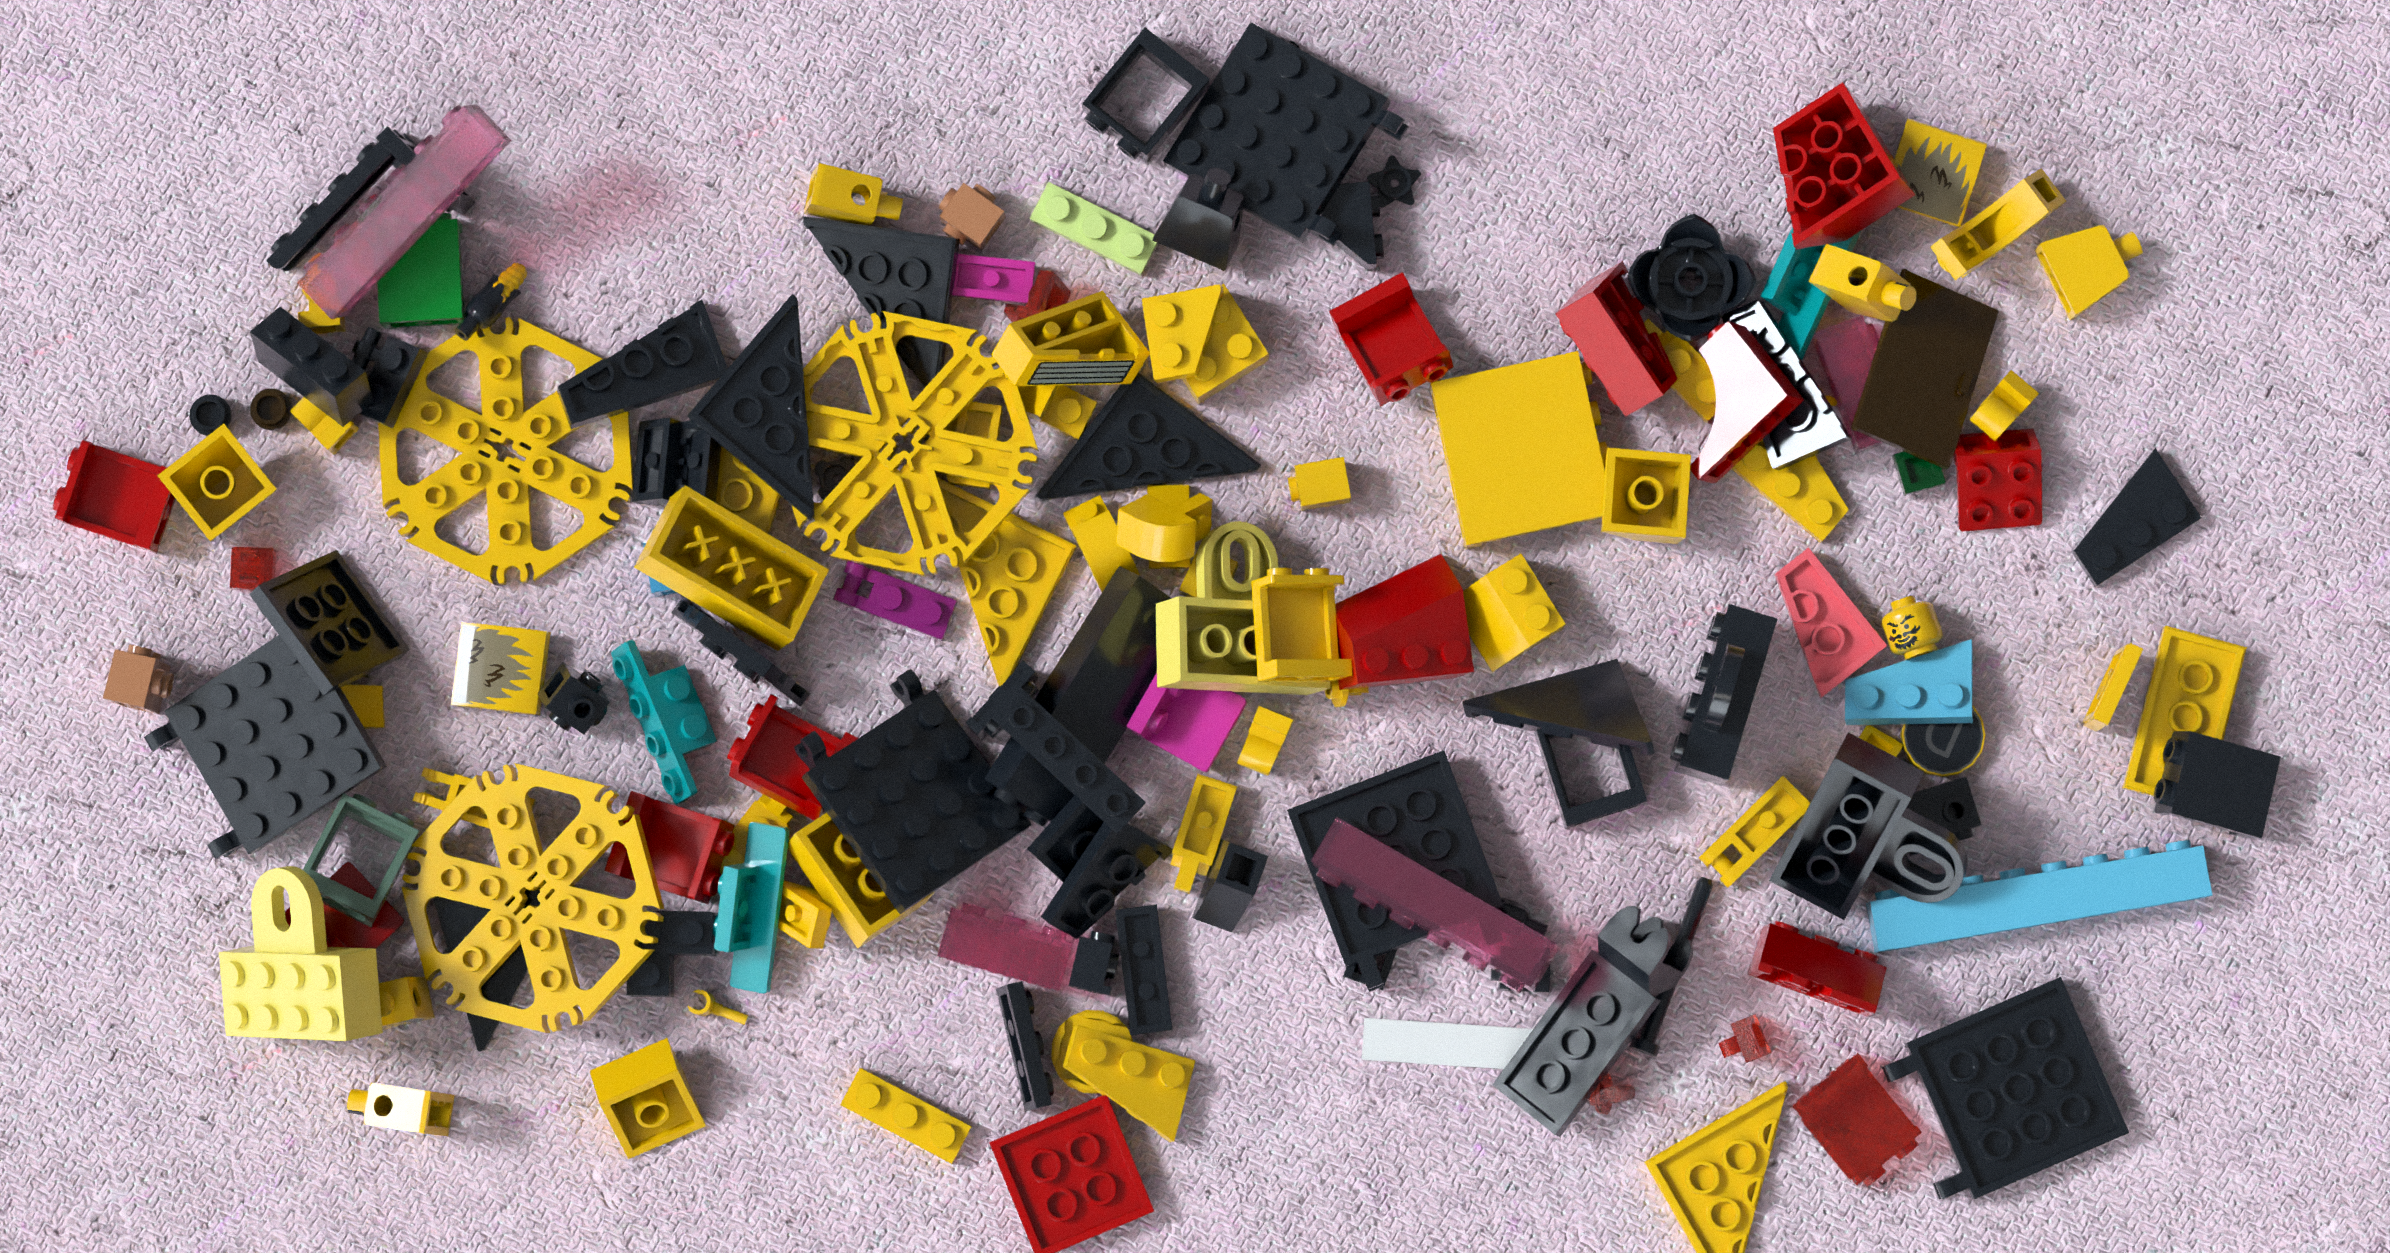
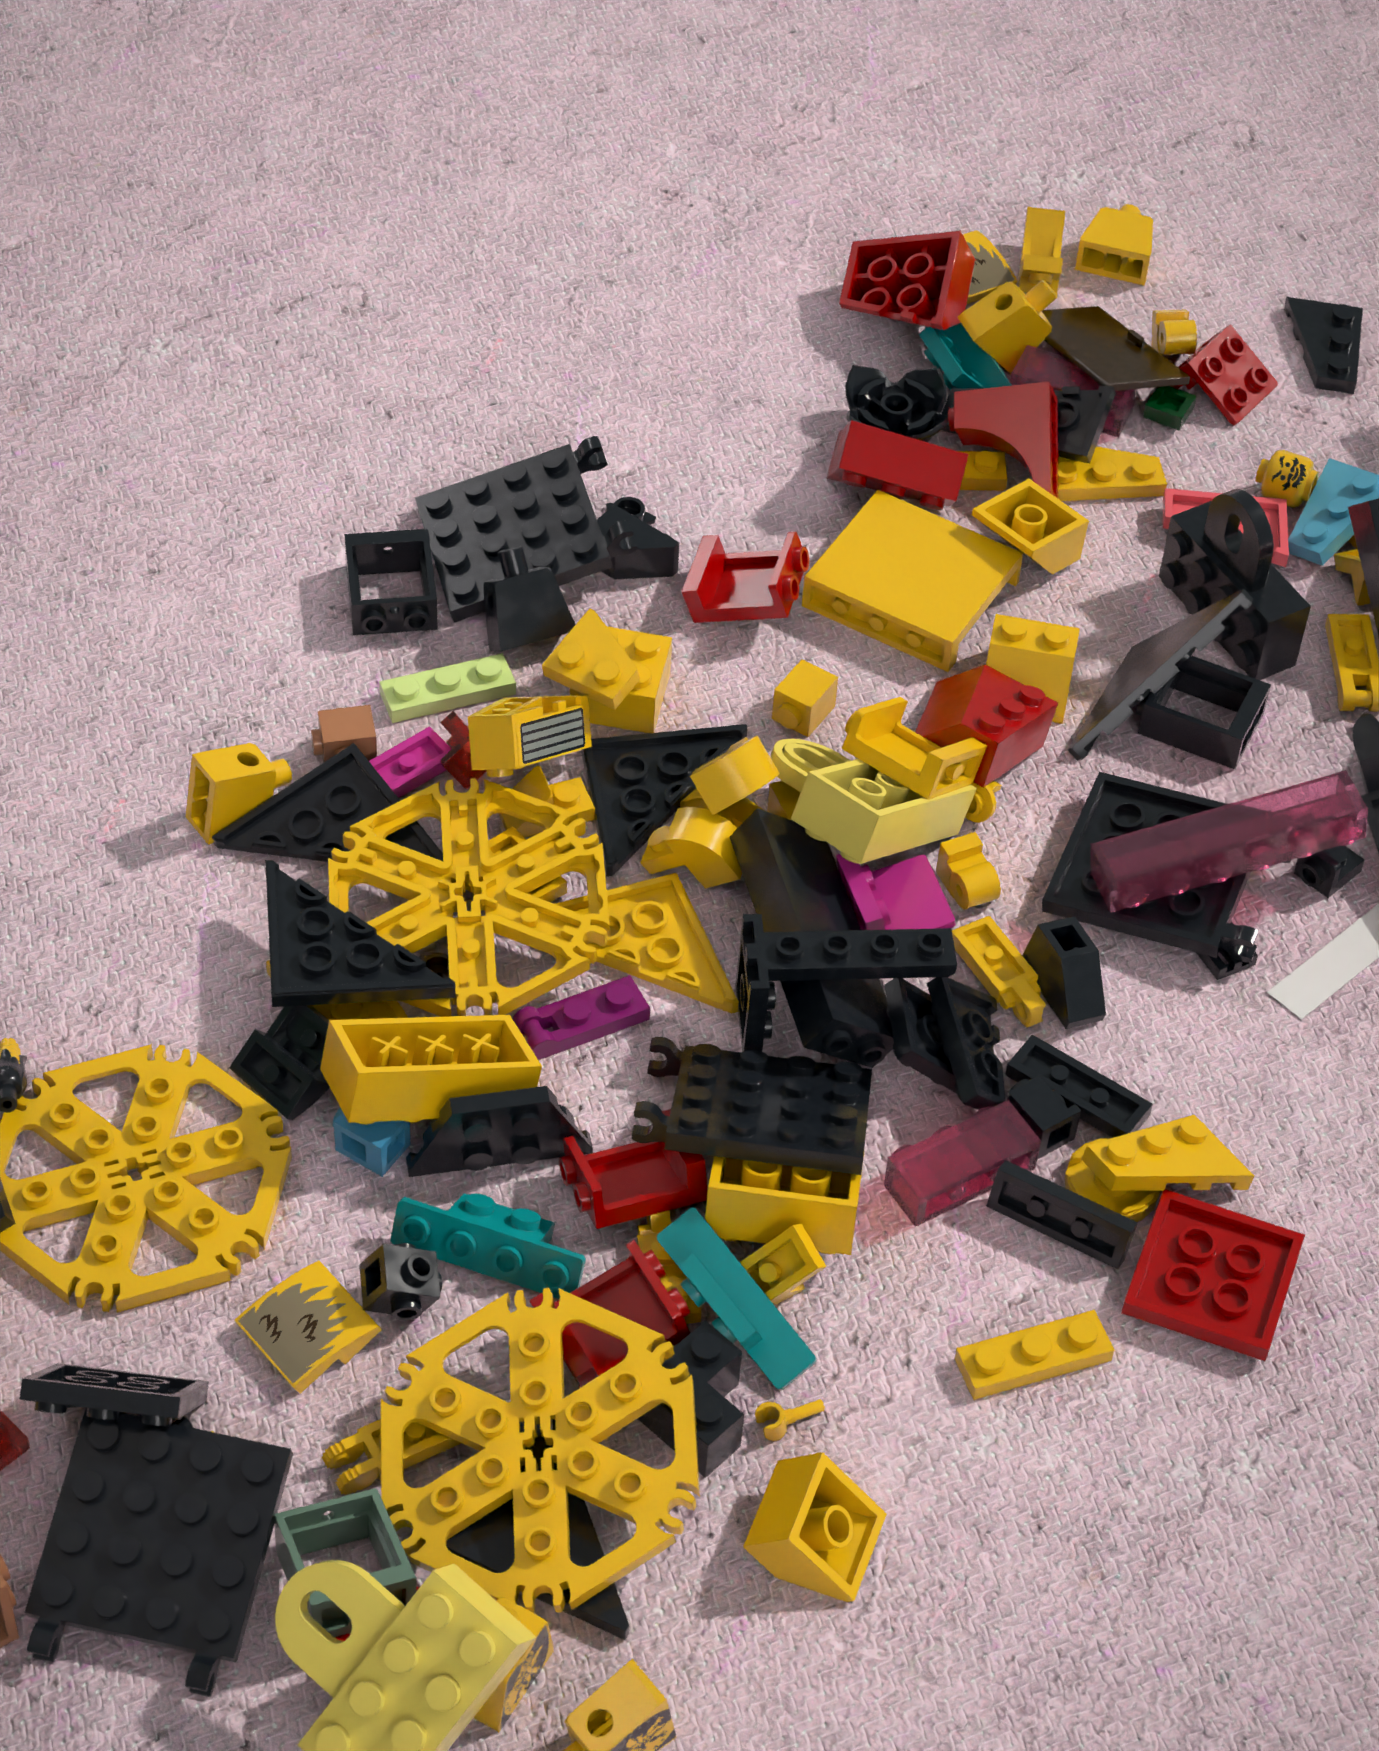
camera: 55 degrees left, 35 degrees down
(659, 366) = (202, 1011): black wing -> none

